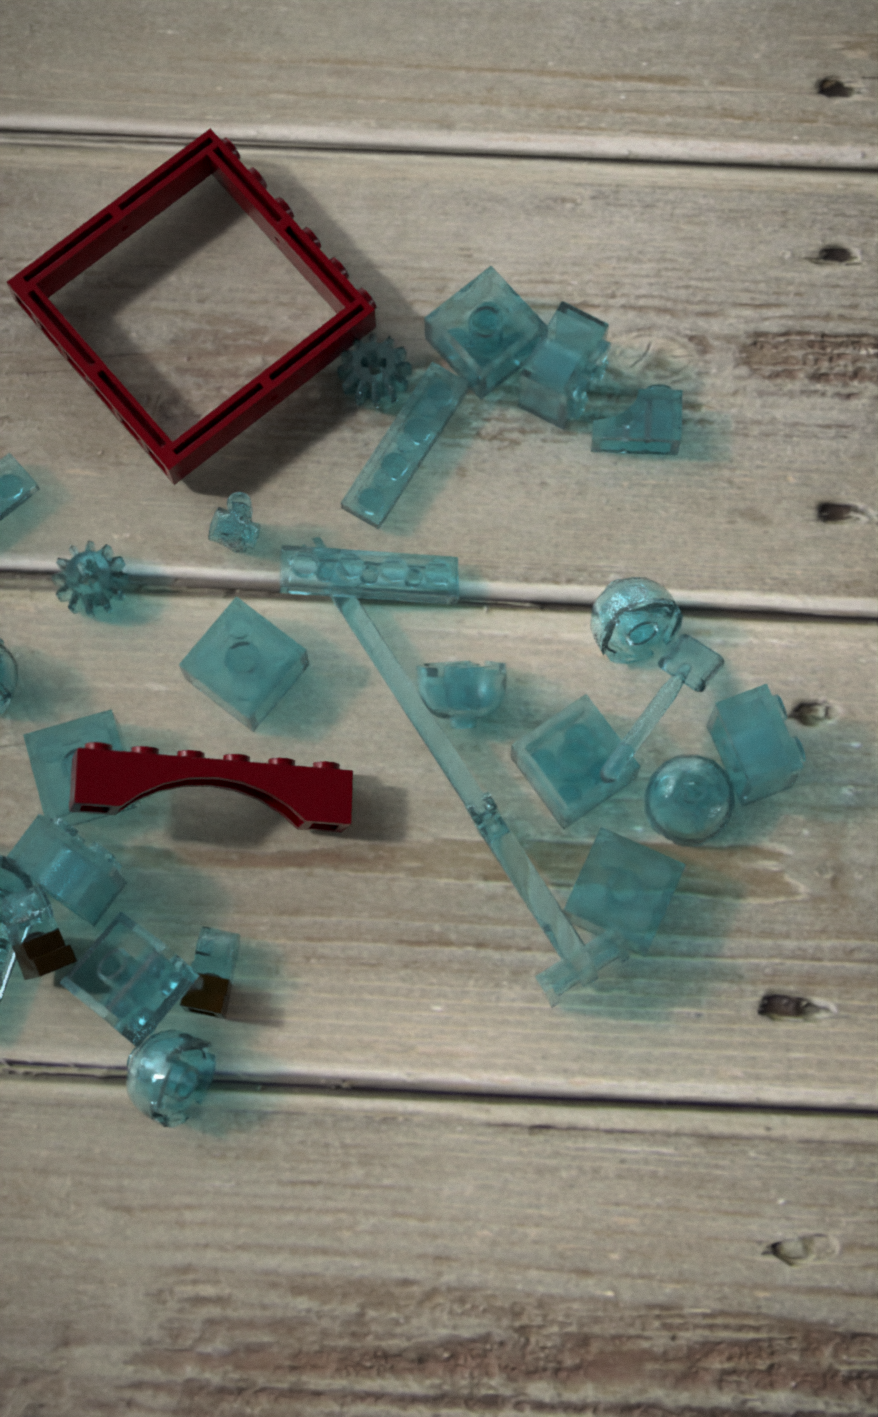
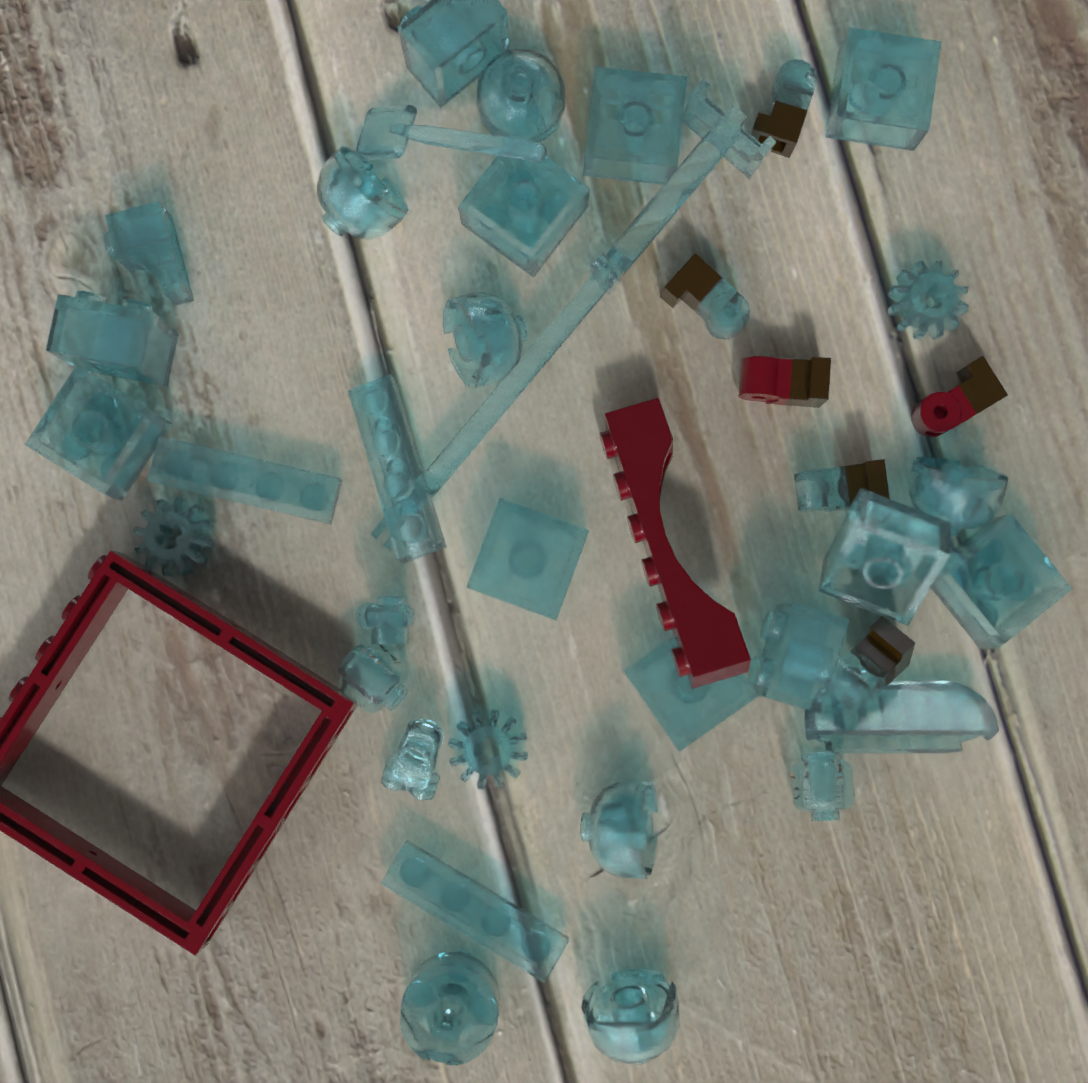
camera: 110 degrees left, 10 degrees up
(69, 1081) = (998, 582): none -> clear light blue brick
(104, 514) = (415, 761): none -> clear light blue plate
(188, 500) = (373, 678): none -> clear light blue head
(249, 1099) = (945, 411): none -> leg
(331, 954) = (785, 381): none -> leg
(350, 1128) = (938, 287): none -> clear light blue gear
(424, 918) = (709, 296): none -> leg
(585, 1145) = (883, 89): none -> clear light blue brick
(608, 1058) = (791, 100): none -> leg

